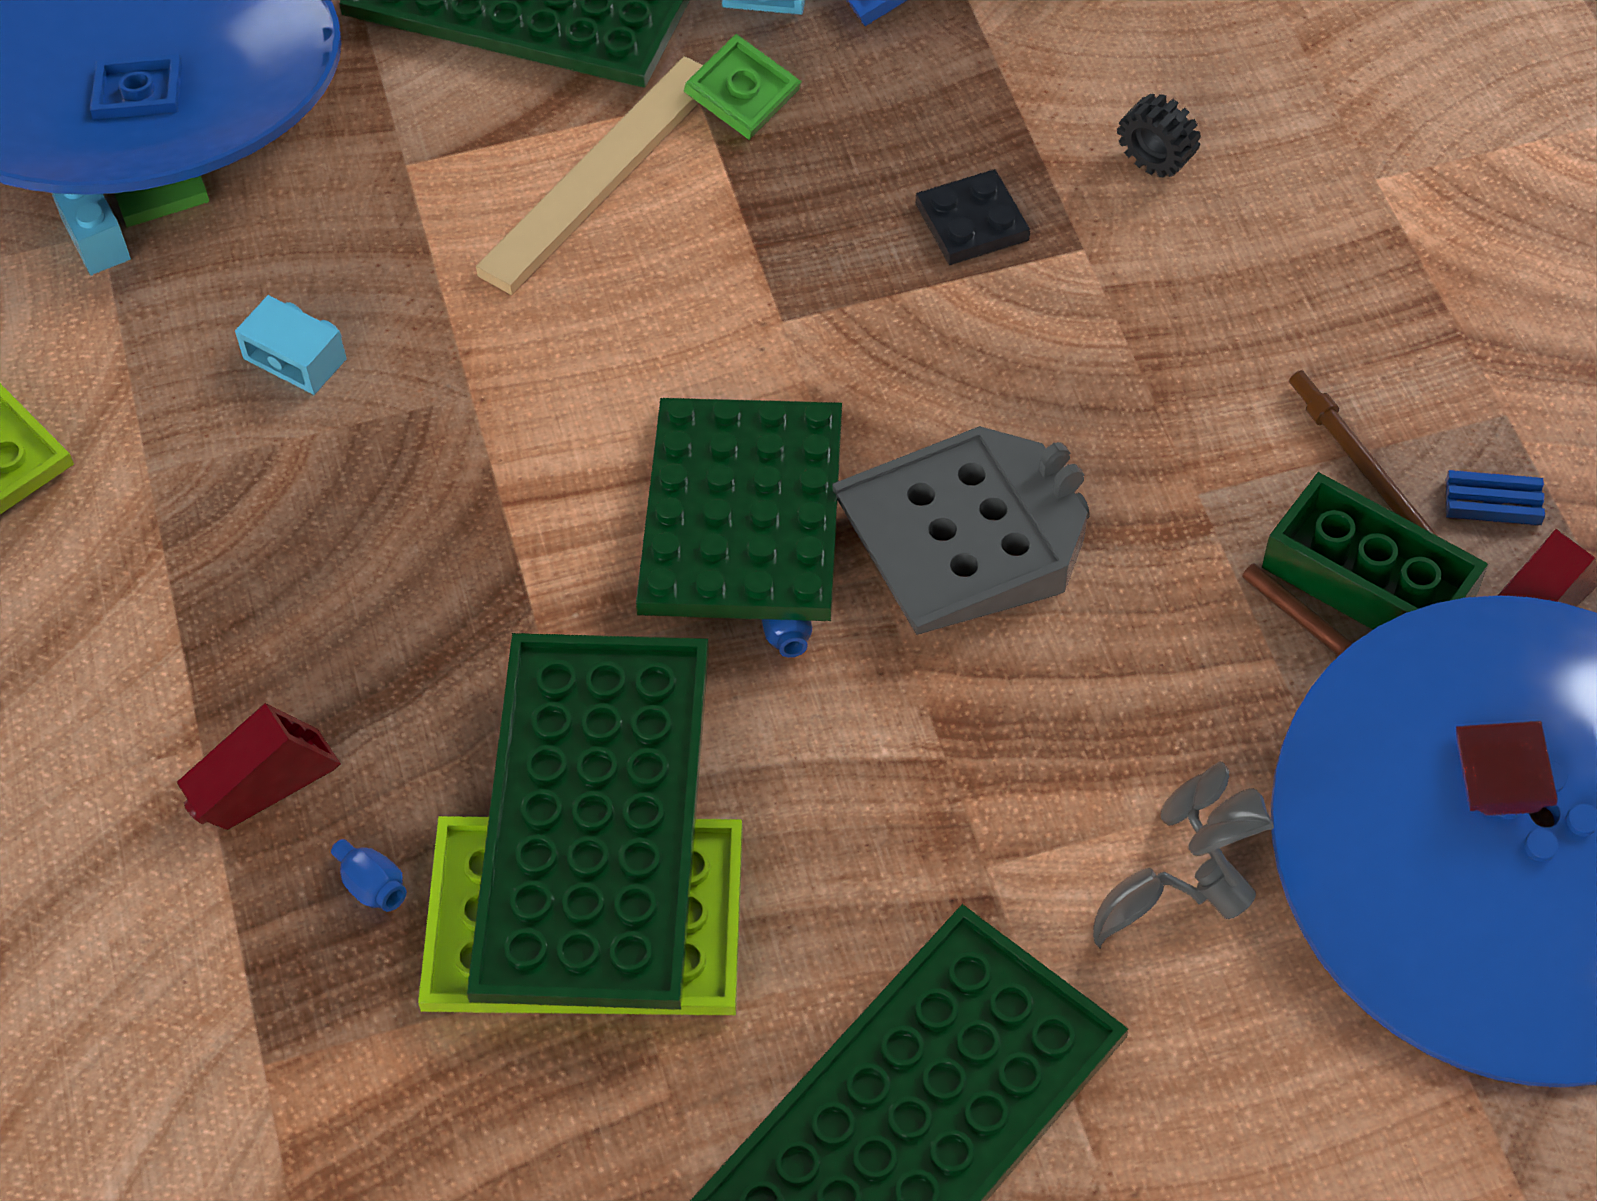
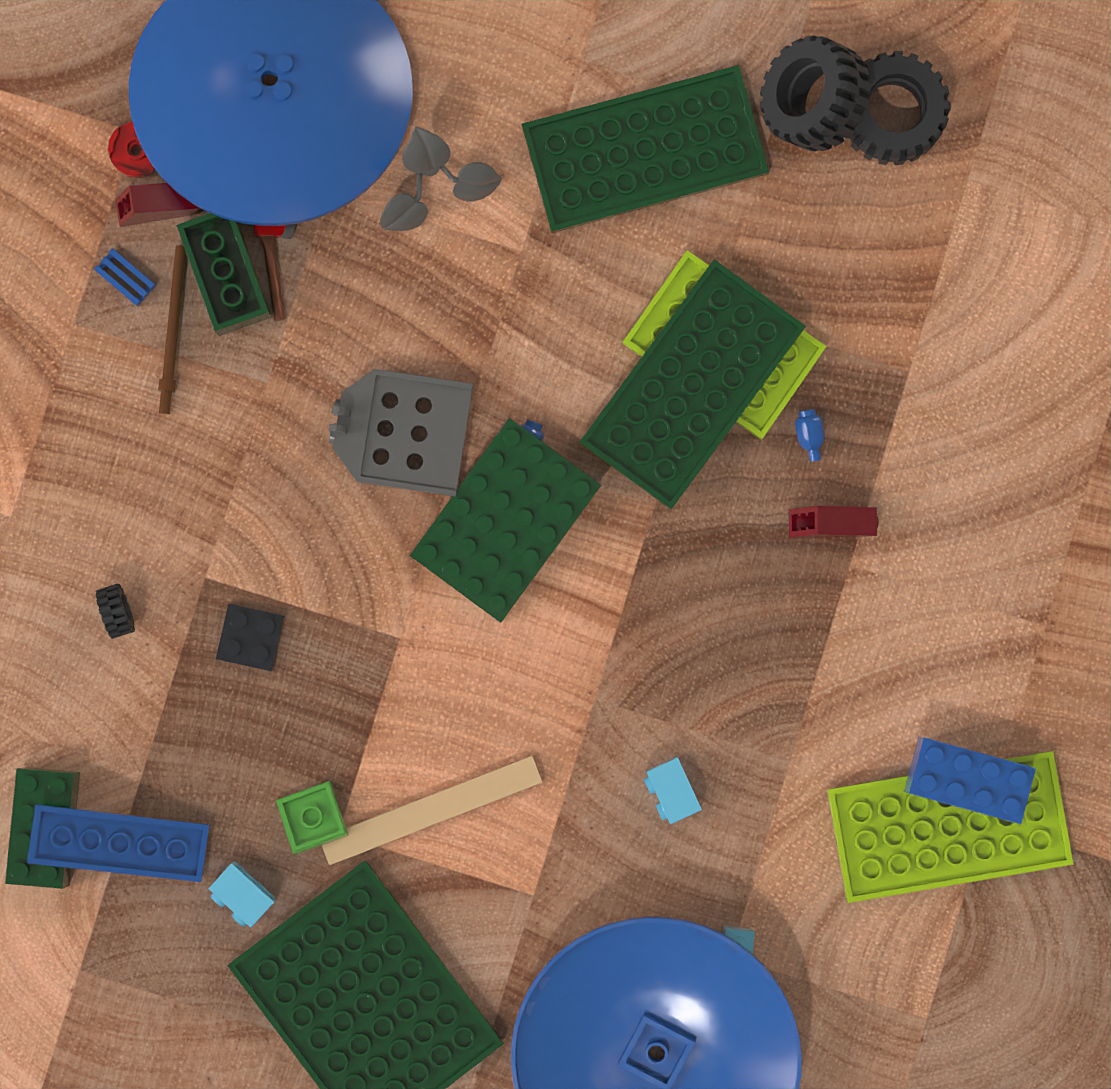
camera: 150 degrees left, 30 degrees up
(1506, 767) = (273, 102): clear red piece -> none

